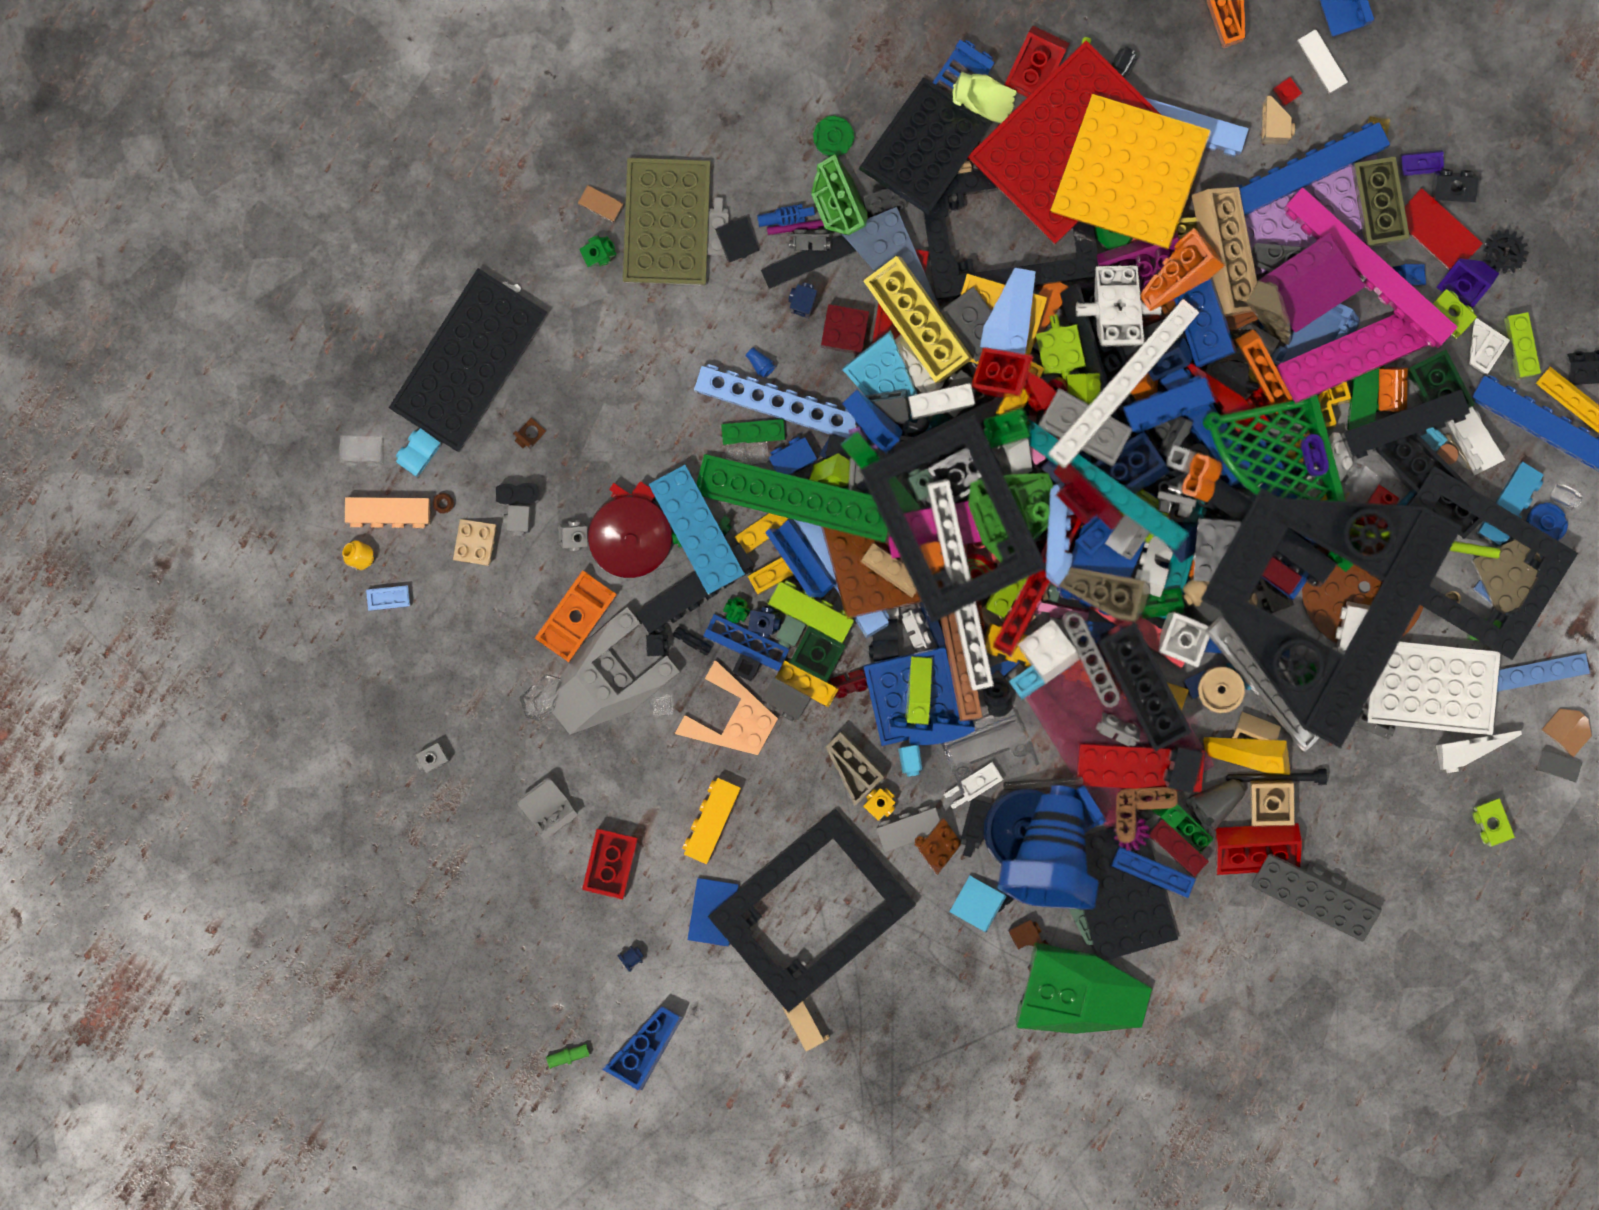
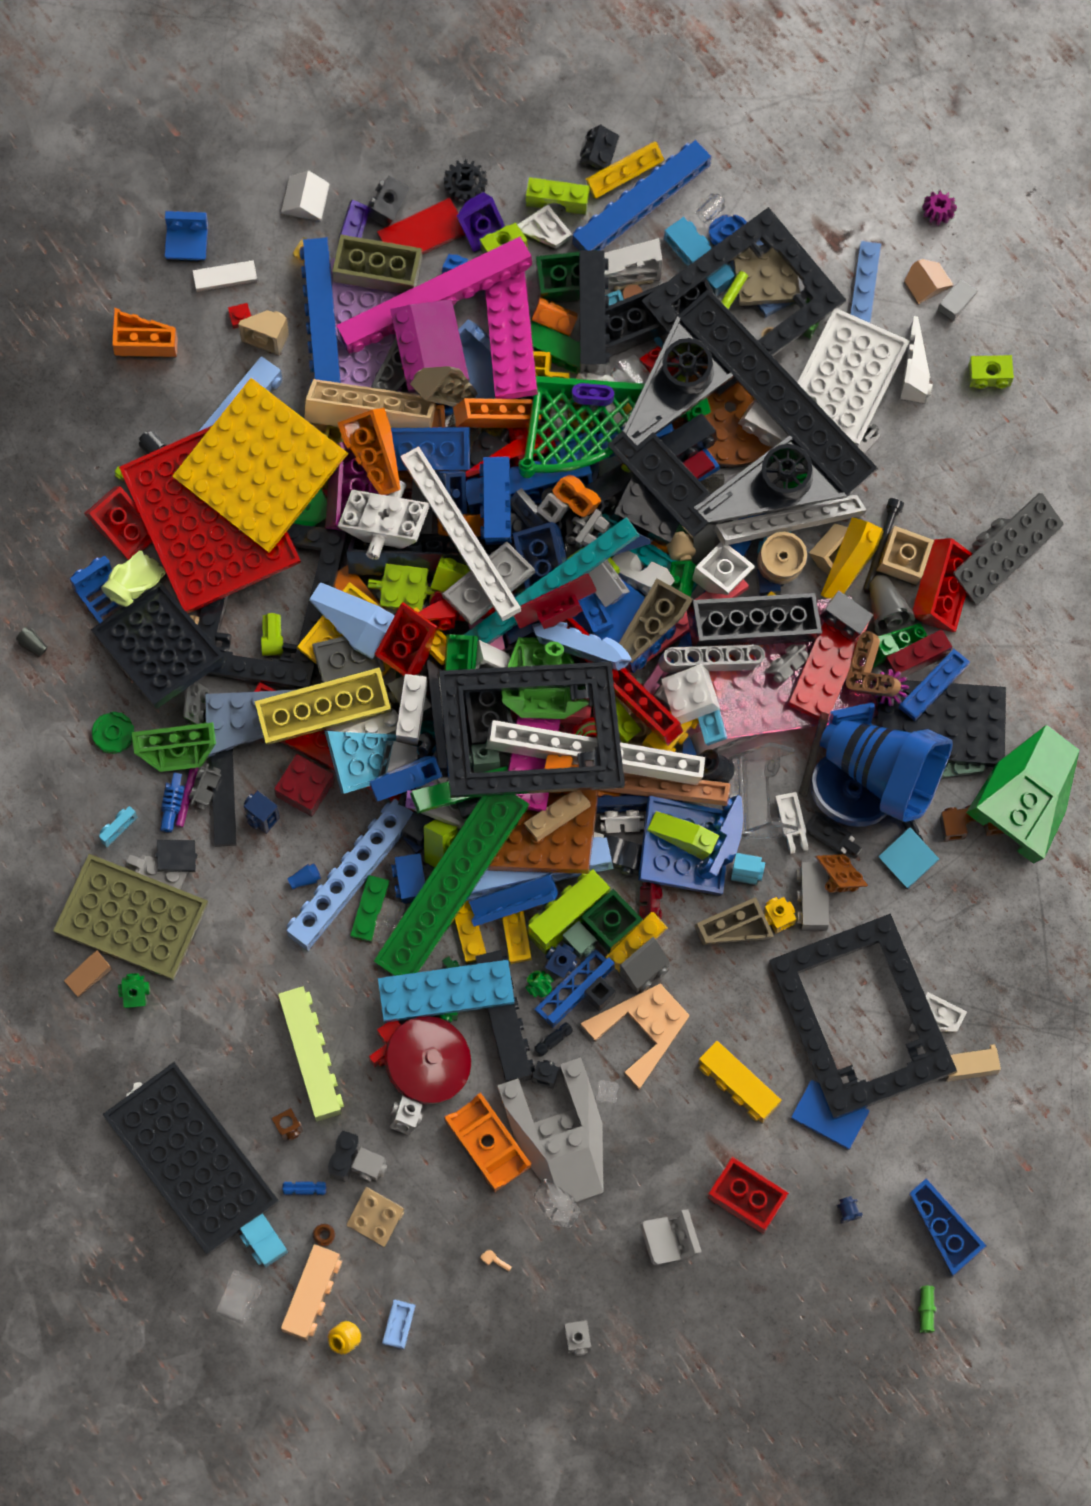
camera: 75 degrees left, 15 degrees down
(476, 655) = (489, 1256): none -> light nougat hand
(478, 470) = (304, 1188): none -> blue axle
(599, 429) = (309, 1053): none -> yellowish green brick
(737, 171) = (116, 828): none -> medium azure plate
(841, 984) = (946, 1014): none -> white wing
(891, 28) = (31, 641): none -> pearl dark grey cone
(974, 246) = (272, 640): none -> lime piece
(1433, 105) = (305, 196): none -> white slope

